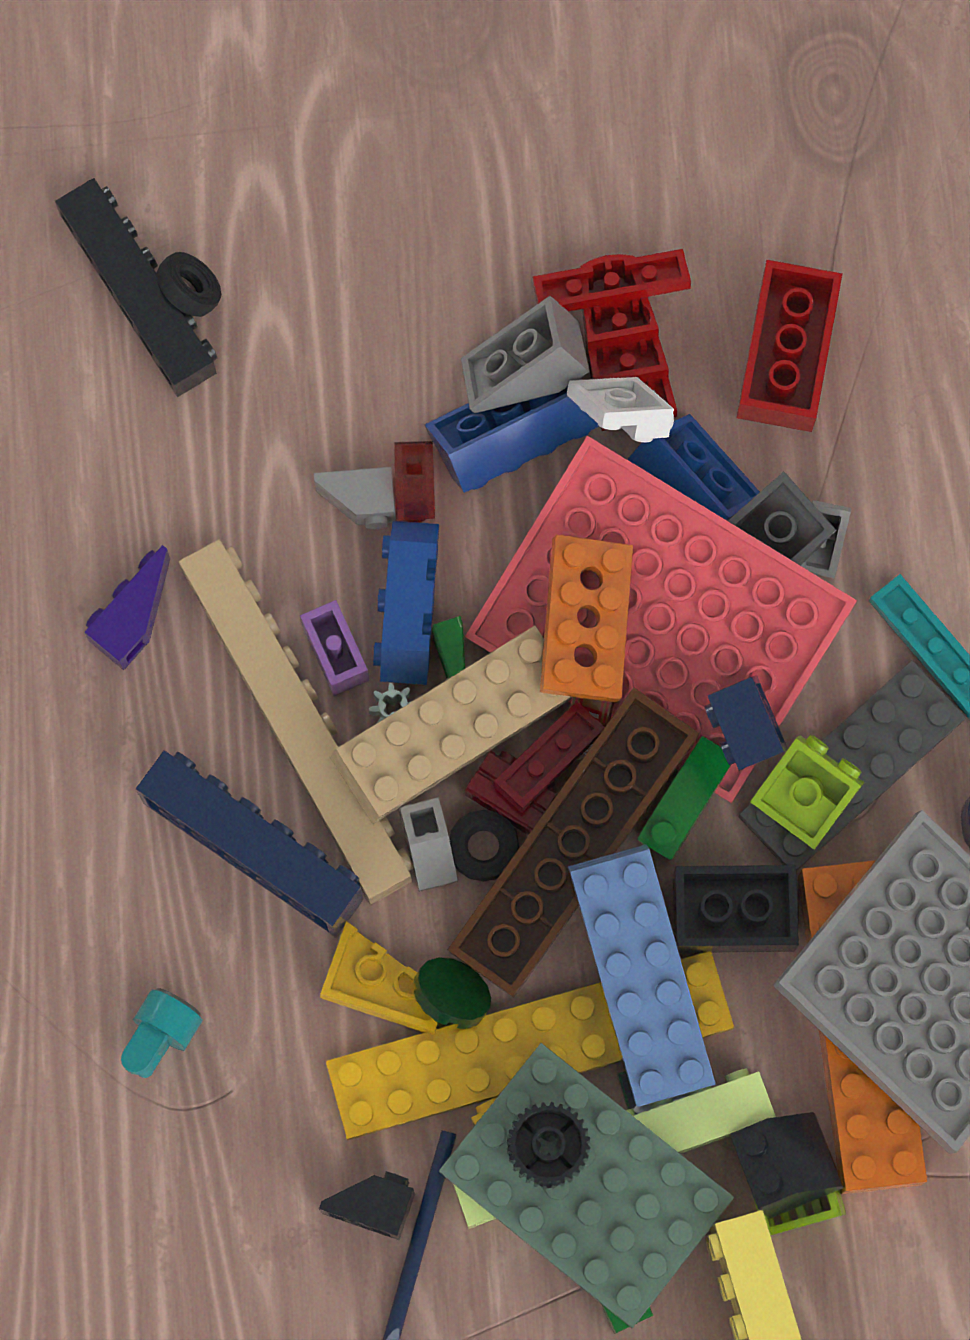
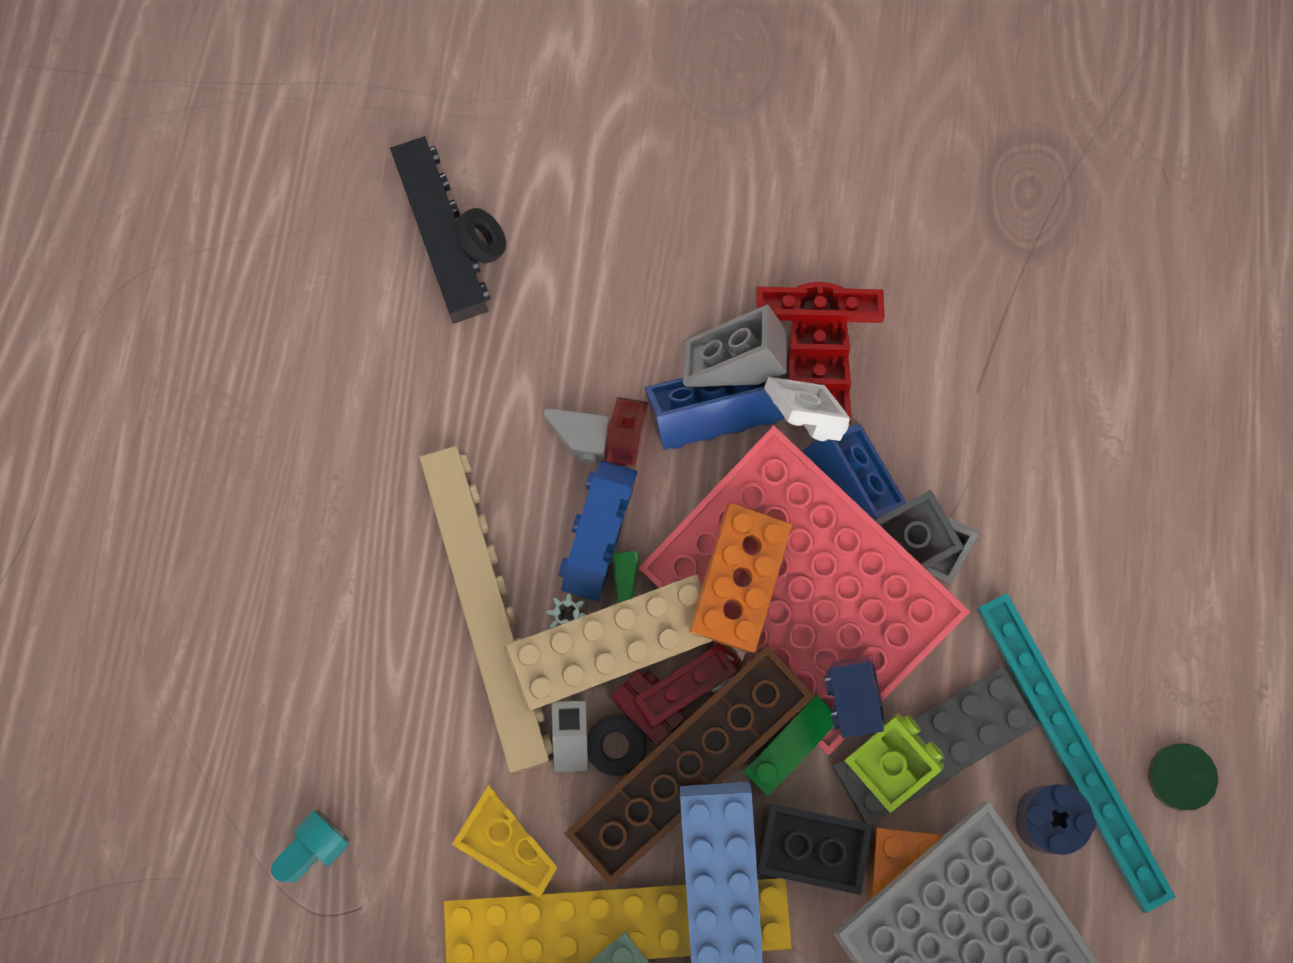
camera: 10 degrees right, 0 degrees up
(129, 619) = (371, 494): dark purple slope -> none
(250, 843) = (421, 704): dark blue brick -> none
(334, 647) = (529, 555): medium lavender brick -> none
(452, 992) = (560, 869): dark green tile -> none
(789, 345) = (954, 386): red brick -> none

